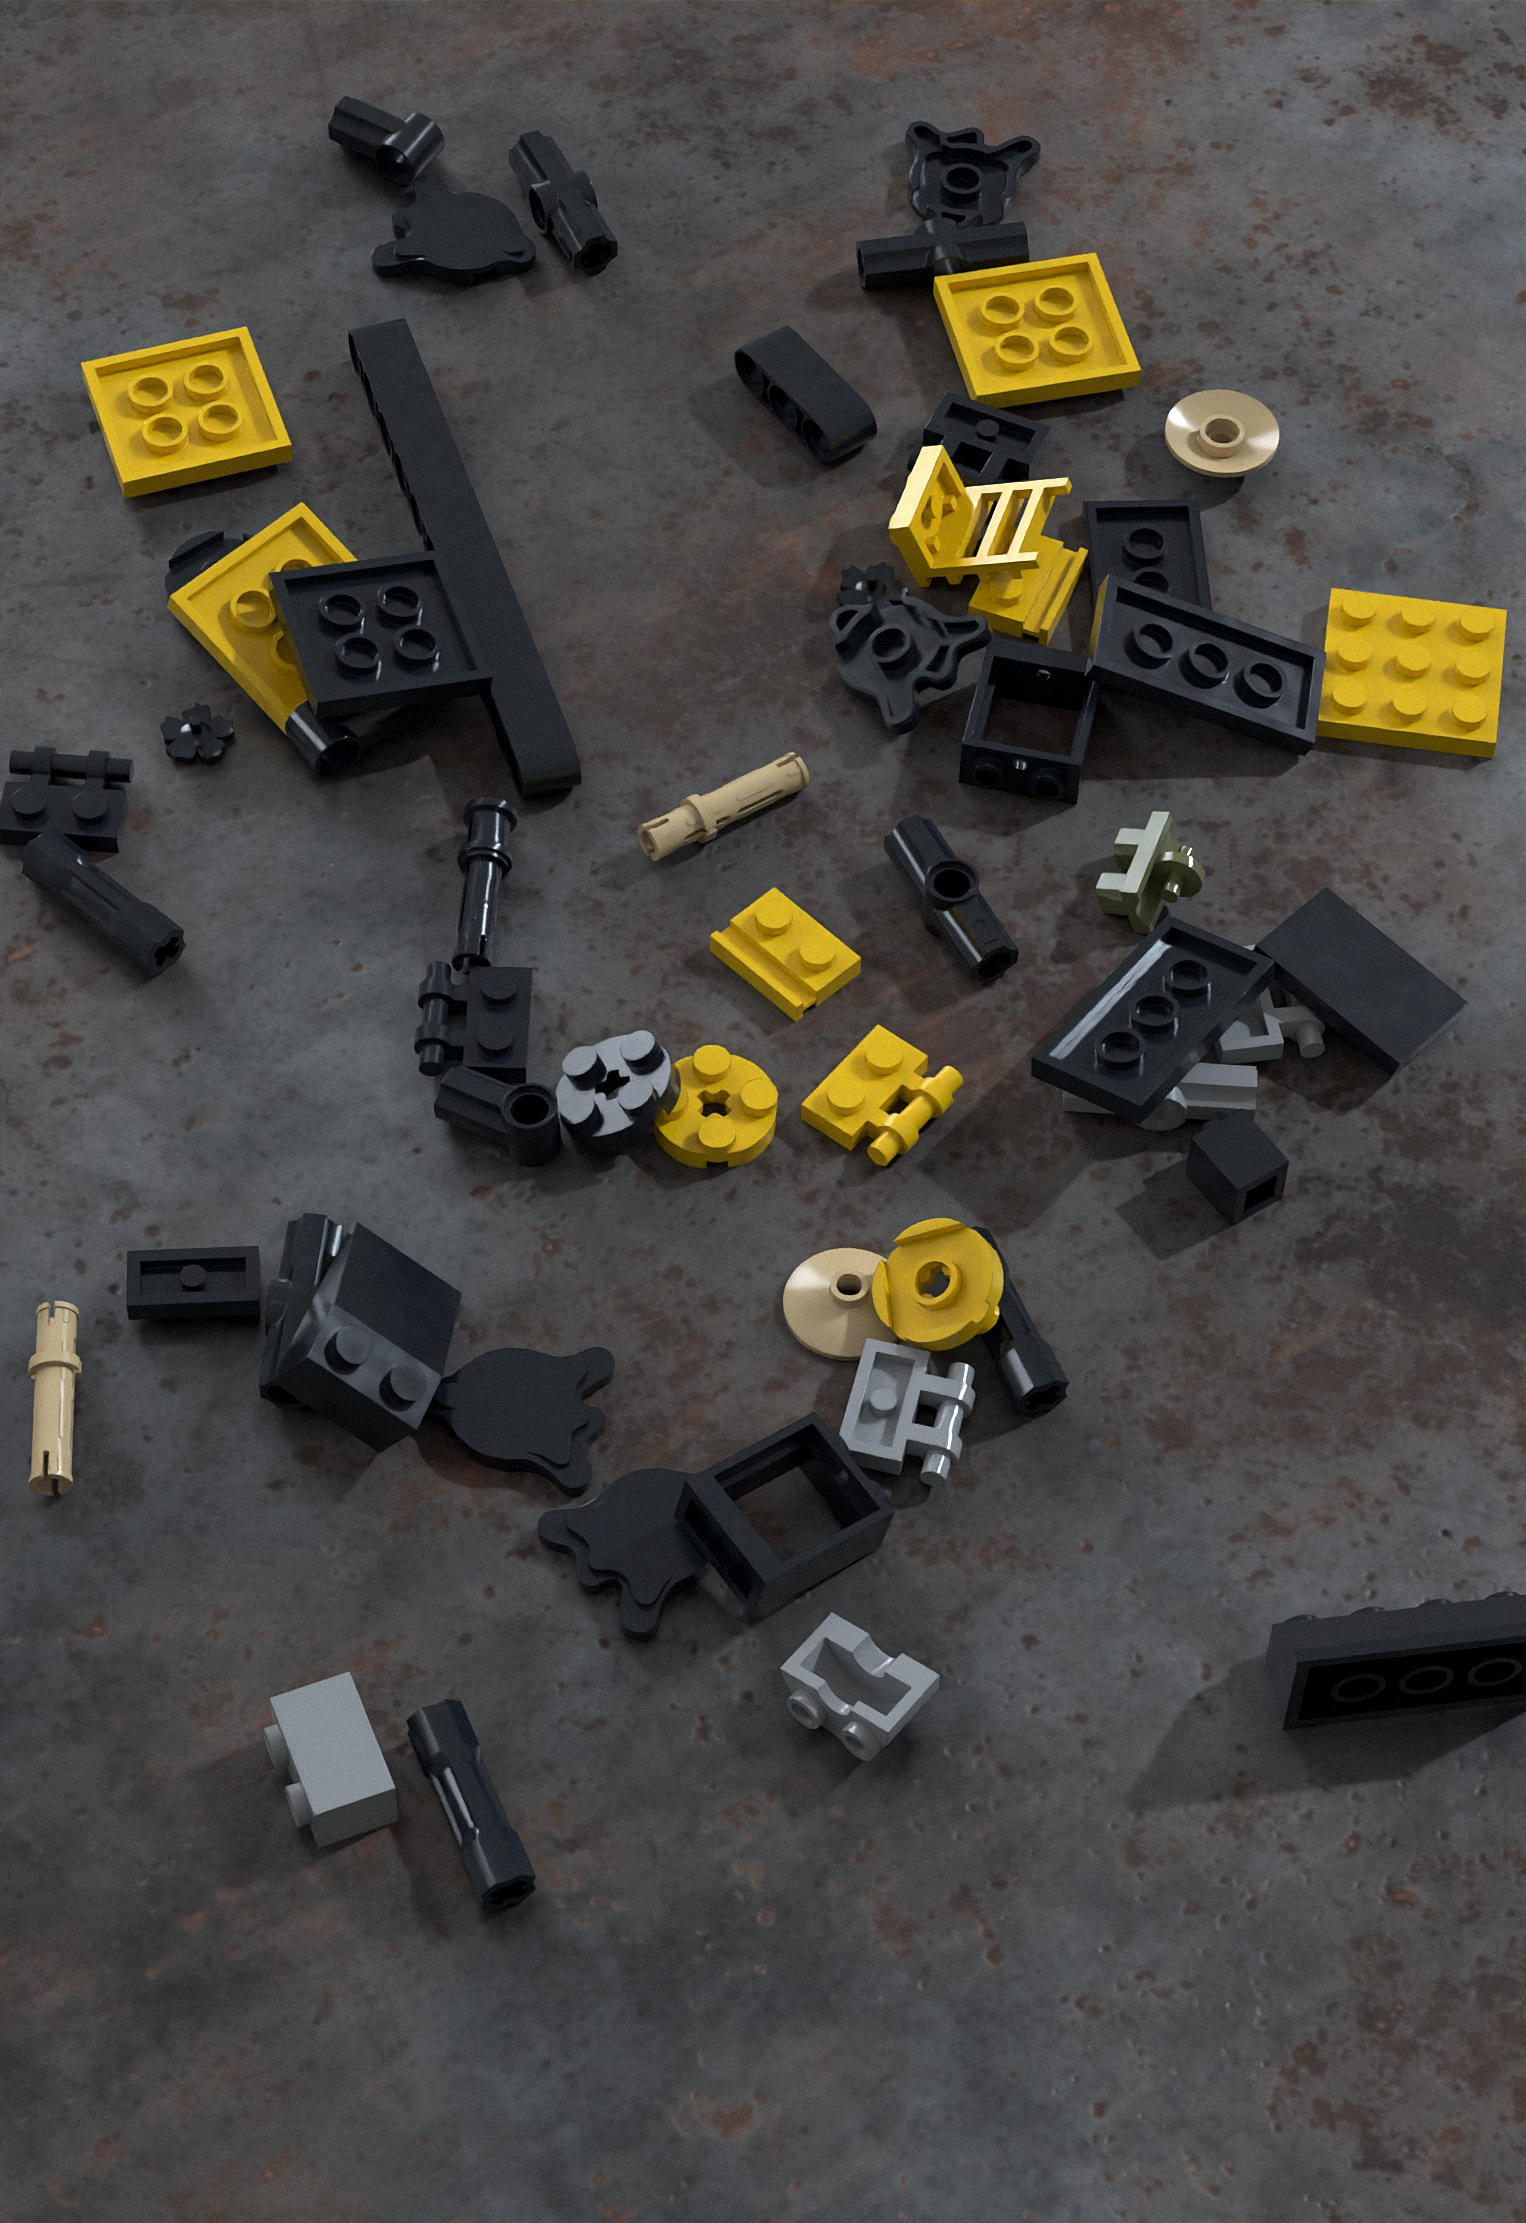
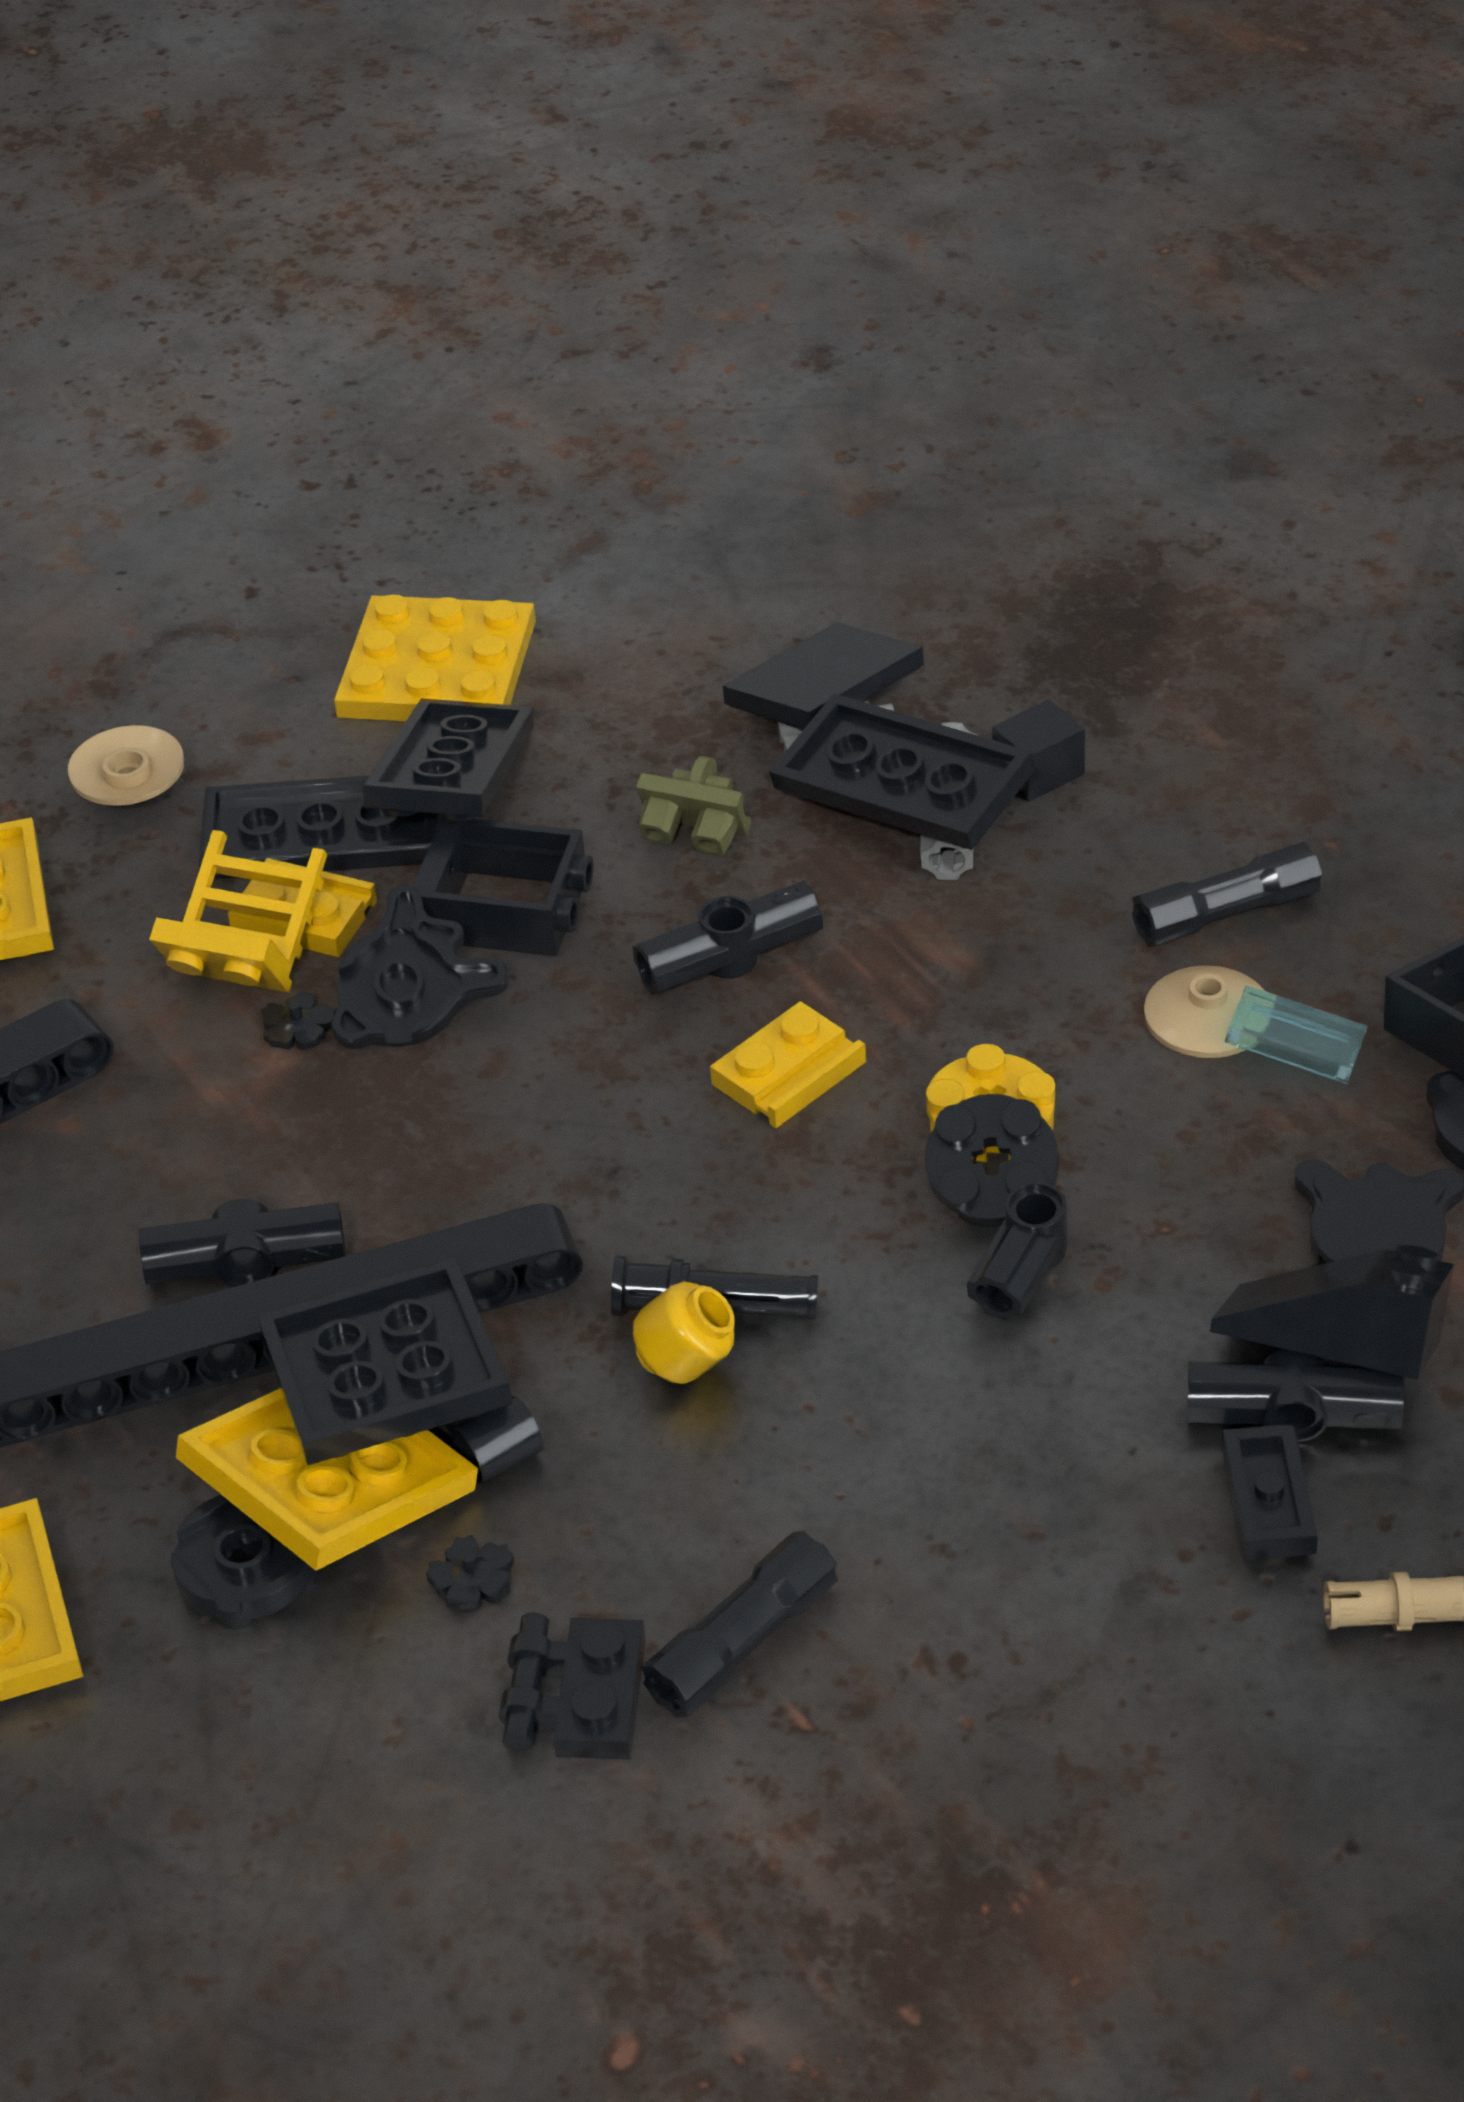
camera: 85 degrees left, 10 degrees down
(394, 862) = (684, 1332): none -> yellow head
(496, 1021) = (890, 1290): black plate -> none
(571, 560) = (241, 1243): none -> black piece
(704, 815) = (614, 1123): tan pin -> none
(787, 1361) = (1296, 1034): none -> clear light blue tile
(868, 1084) = (958, 1003): yellow plate -> none
(885, 1405) = (1335, 957): light grey plate -> none
(967, 1304) = (1194, 942): yellow plate -> none
(987, 437) = (100, 935): black plate -> none

